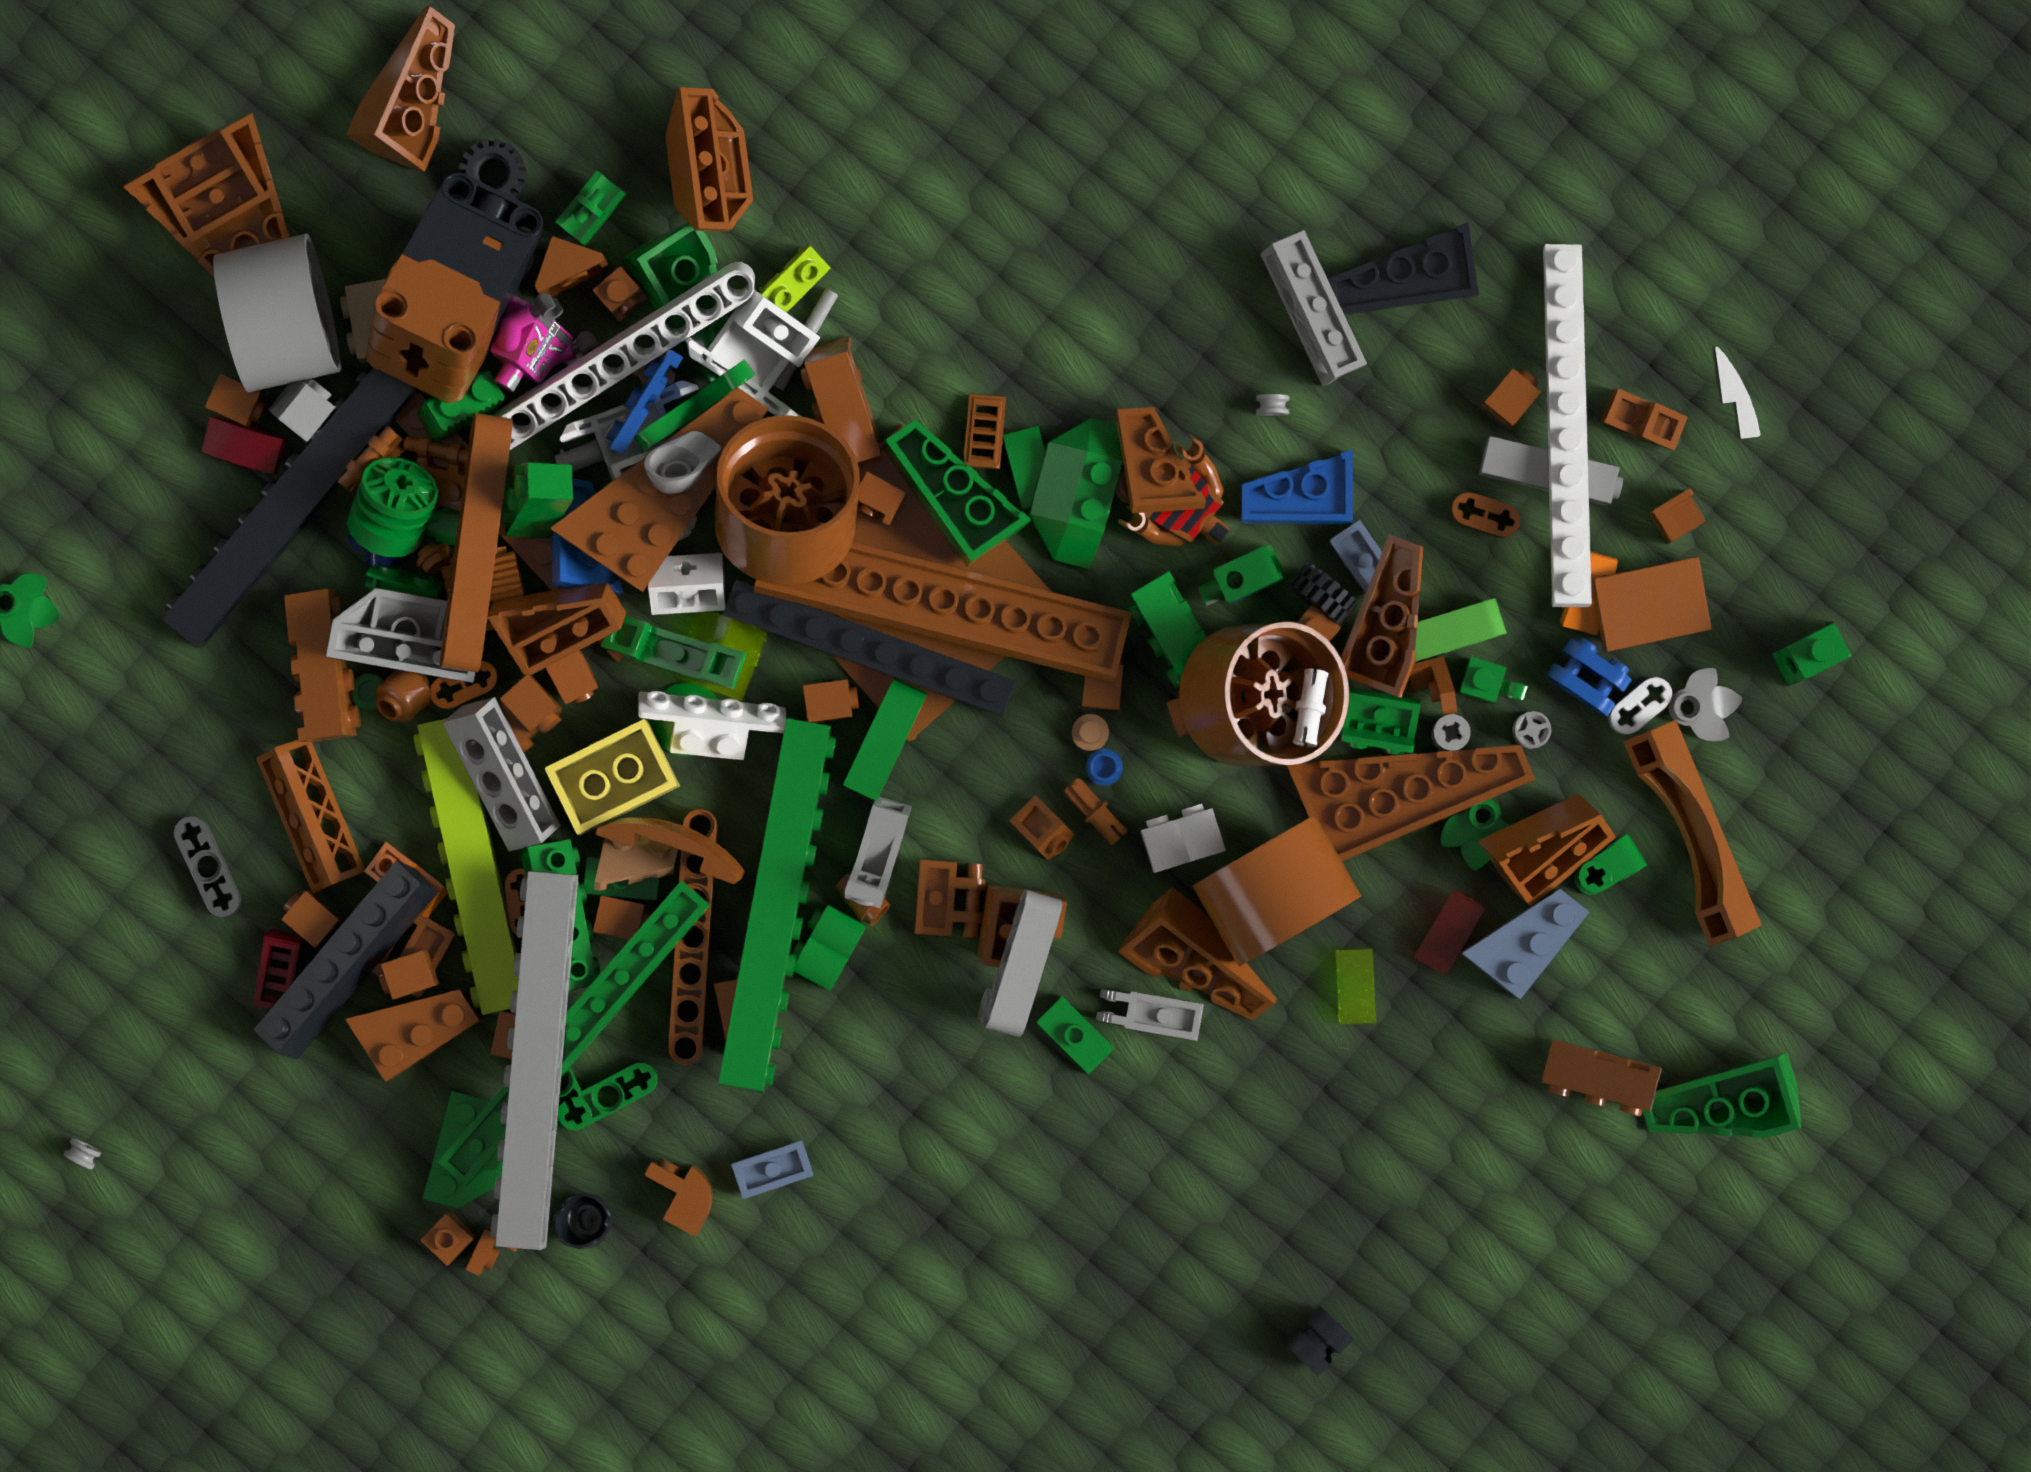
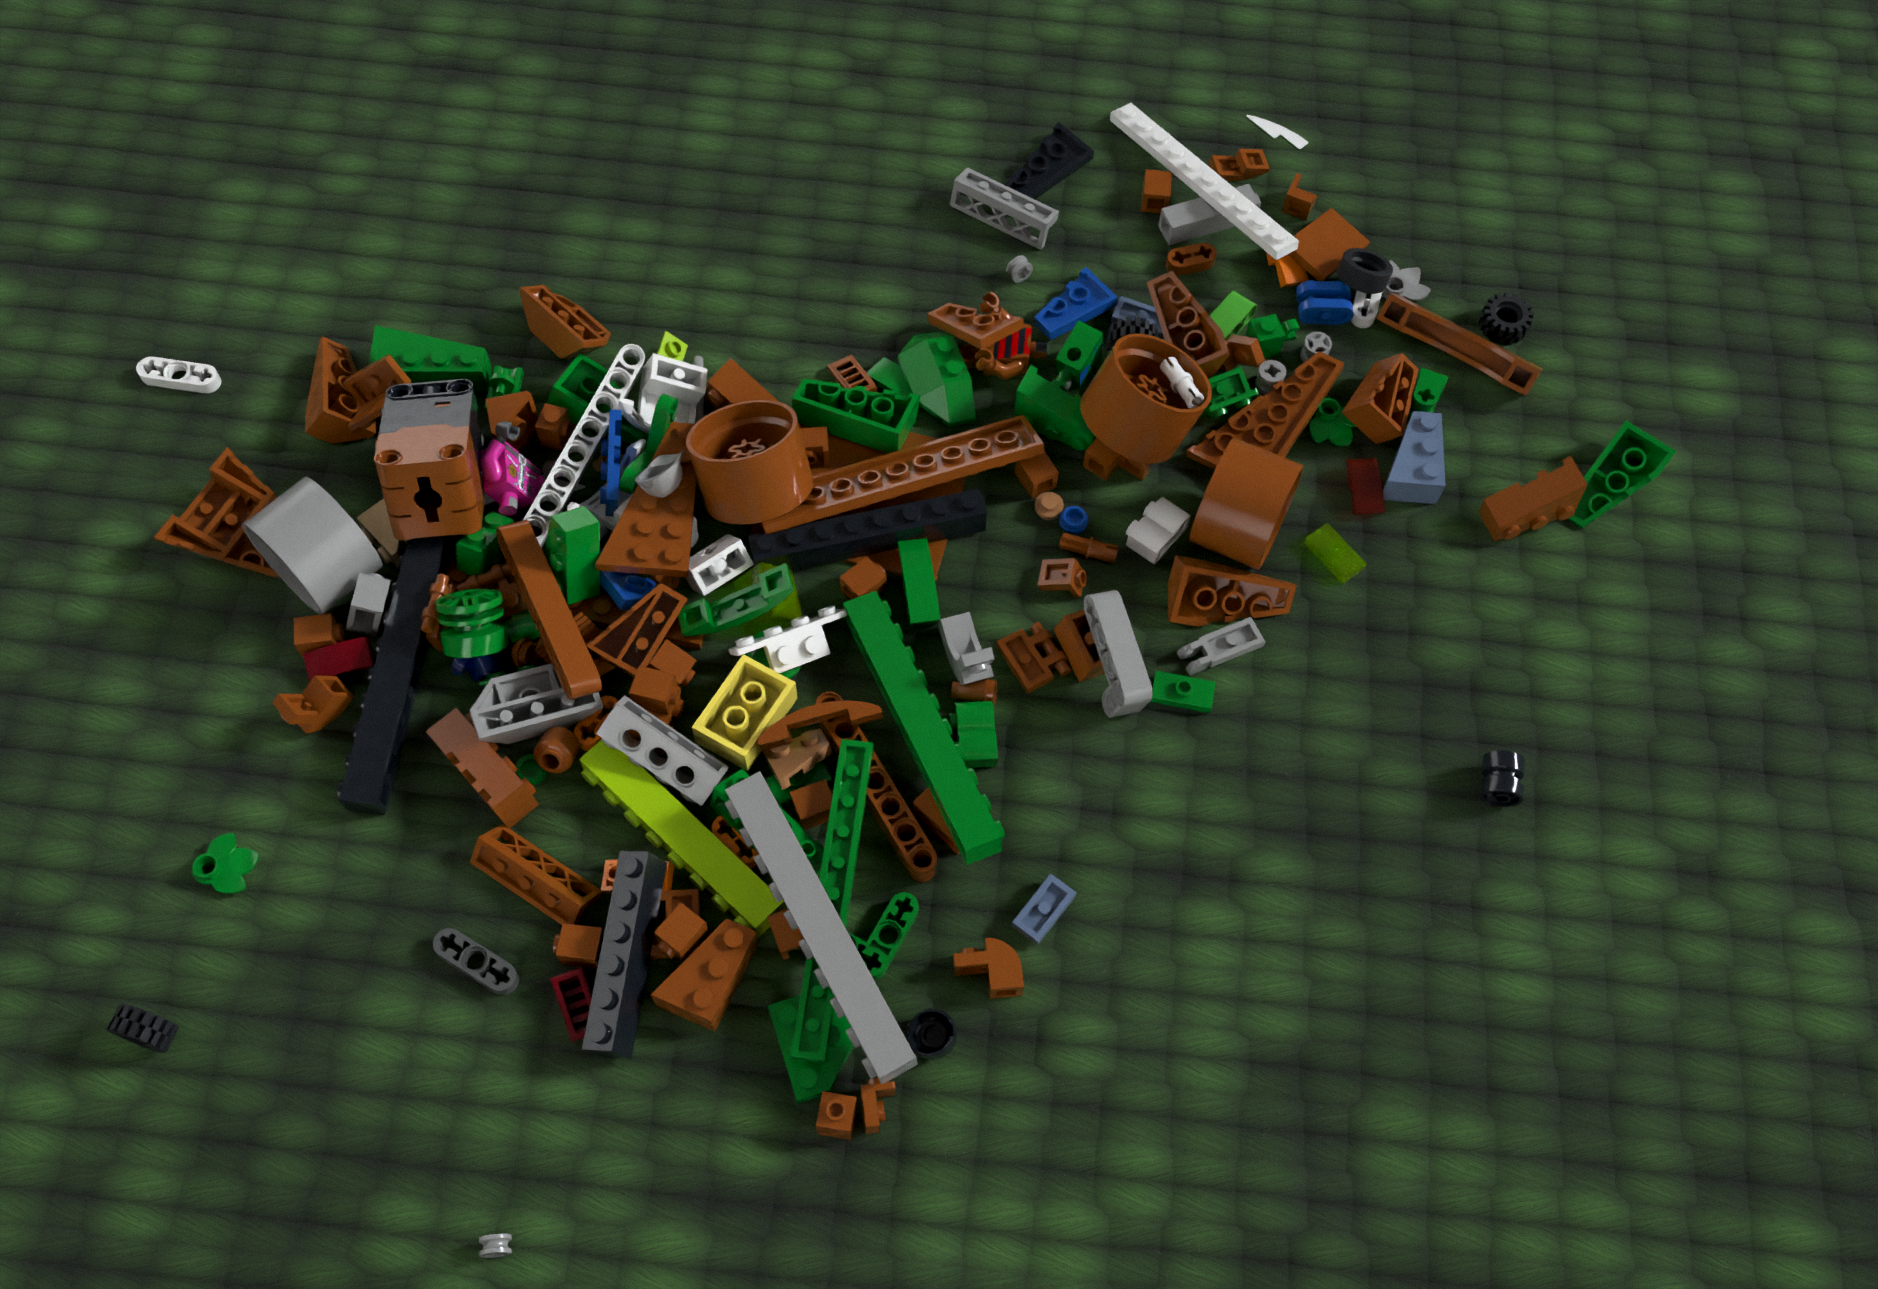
camera: 35 degrees left, 25 degrees down
(193, 486) = (317, 705): none -> dark orange brick
(449, 144) = (370, 389): none -> dark orange bracket
(518, 108) = (432, 358): none -> green wedge
(1679, 667) = (1364, 270): none -> black tyre
(1804, 836) = (1510, 307): none -> black tyre
(1811, 654) = (1443, 206): green torso -> none

